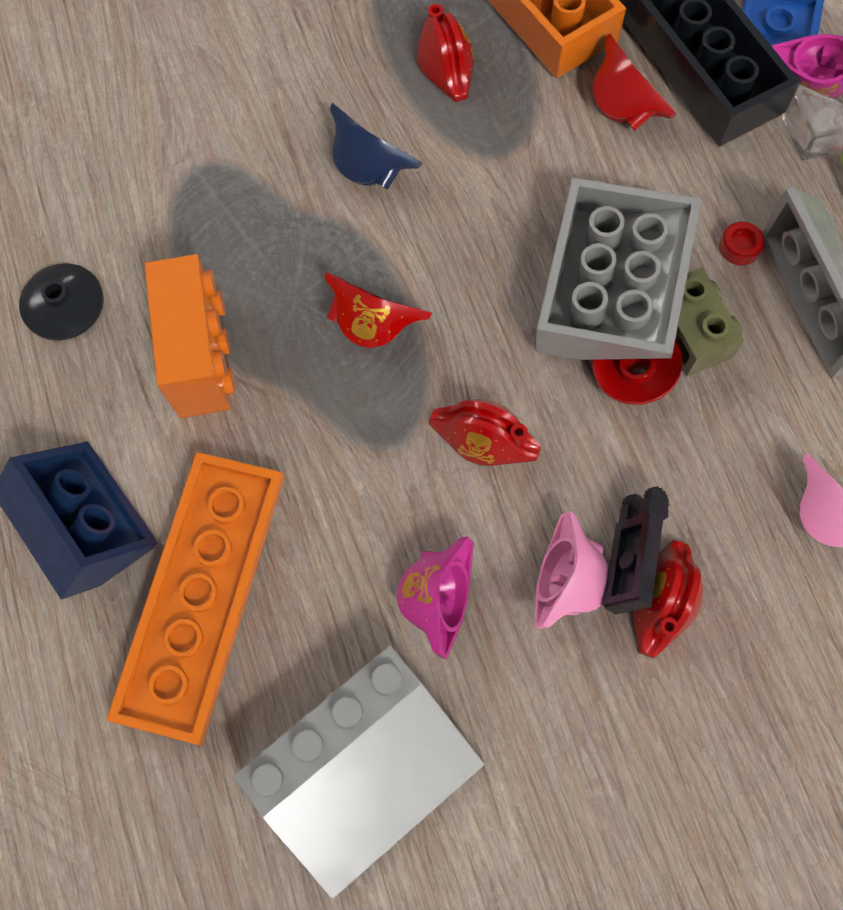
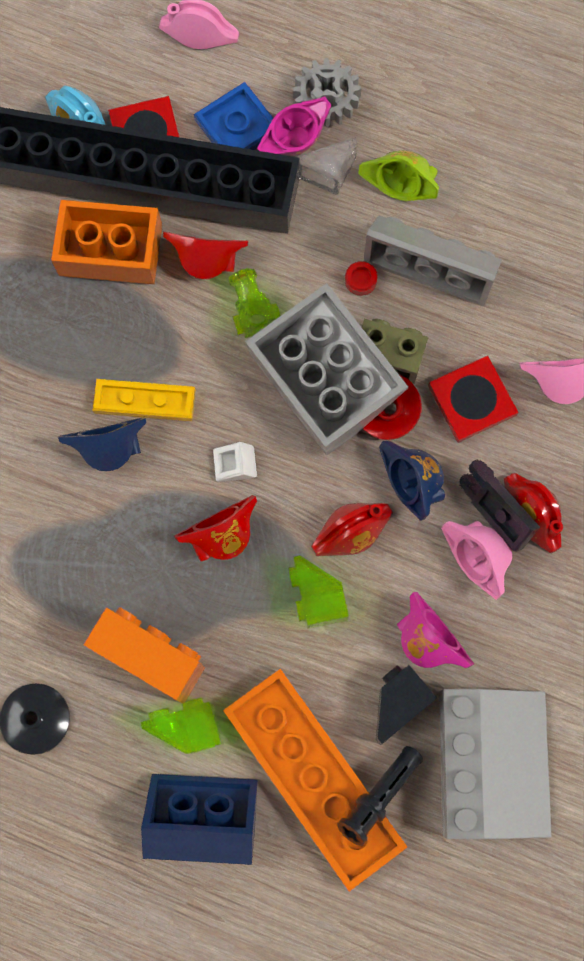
camera: 50 degrees left, 5 degrees up
(152, 436) = (187, 729): none -> clear neon green slope
(289, 674) = (371, 806): none -> black pin
(344, 616) = (400, 701): none -> black slope
(386, 453) = (320, 593): none -> clear neon green slope
(441, 156) = (144, 399): none -> yellow tile
(446, 53) = (74, 335): red hat -> none
(453, 277) = (234, 462): none -> white slope
(591, 445) = (414, 477): none -> dark blue hat
(621, 162) = (251, 303): none -> clear neon green connector
(725, 442) = (473, 399): none -> red tile

